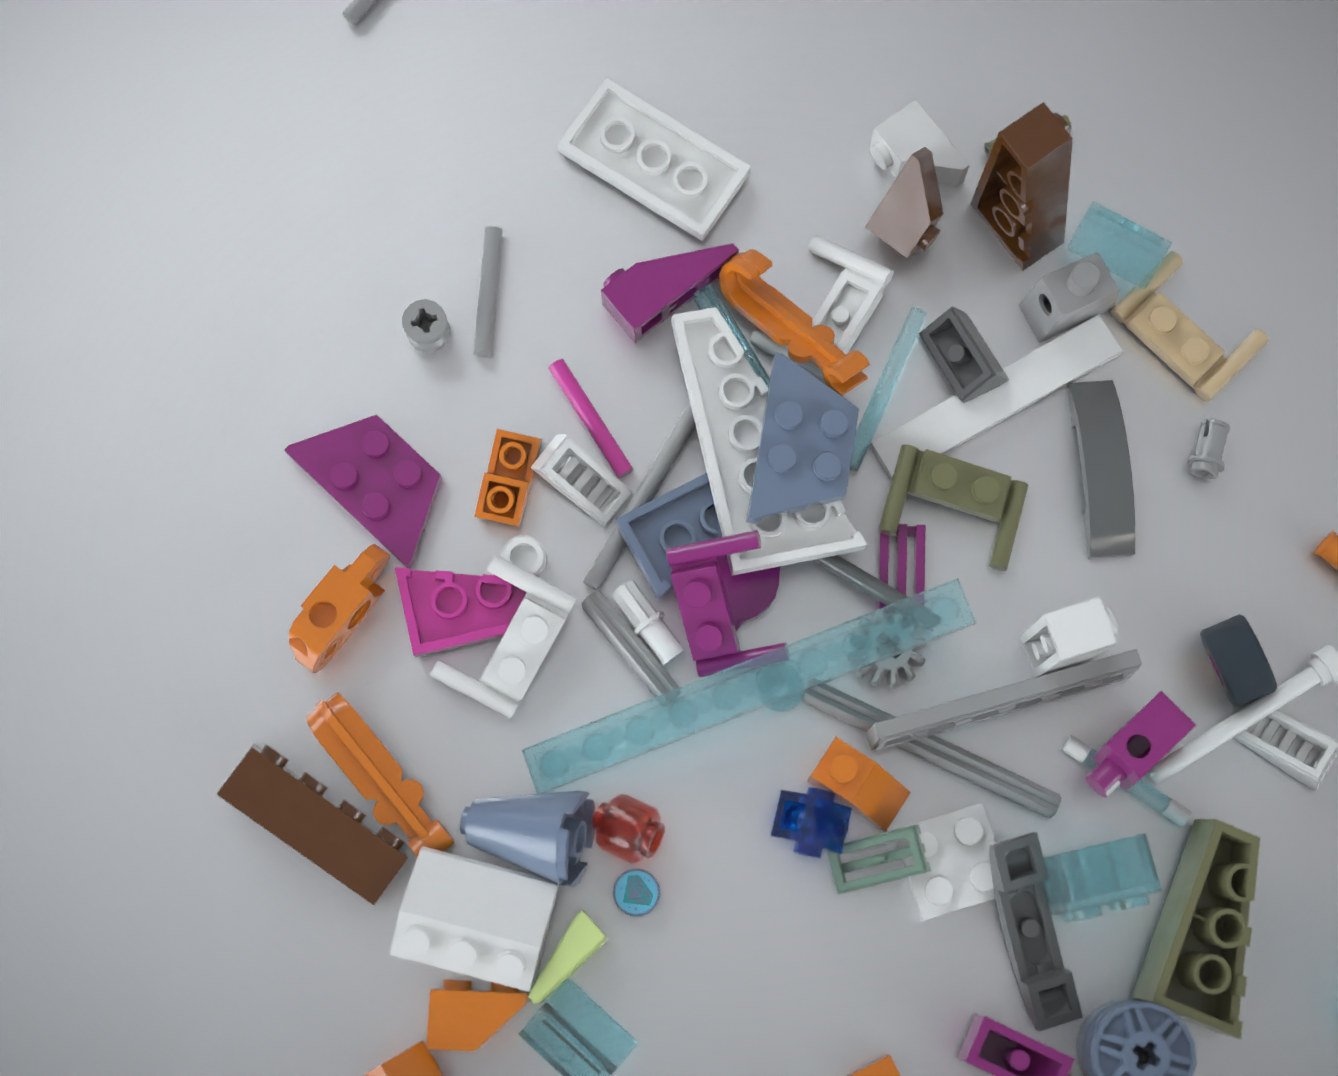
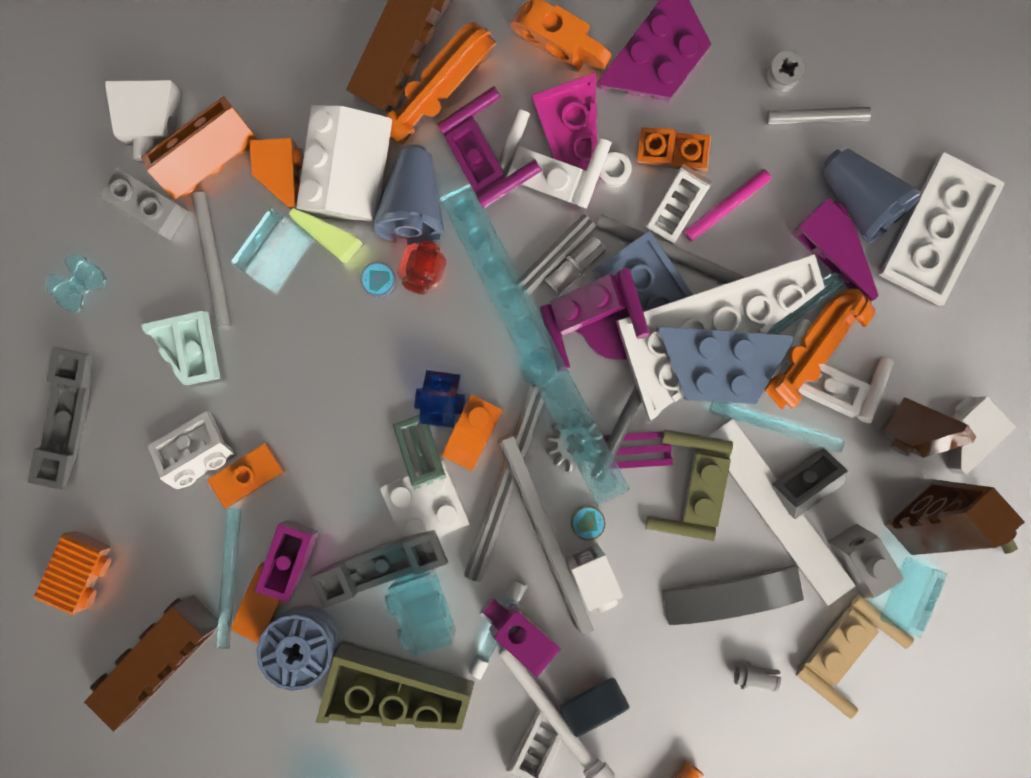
camera: 80 degrees right, 10 degrees up
(485, 736) = (476, 154): none -> magenta plate
(598, 242) = (868, 192): none -> sand blue cone
(992, 644) = (588, 522): none -> tile

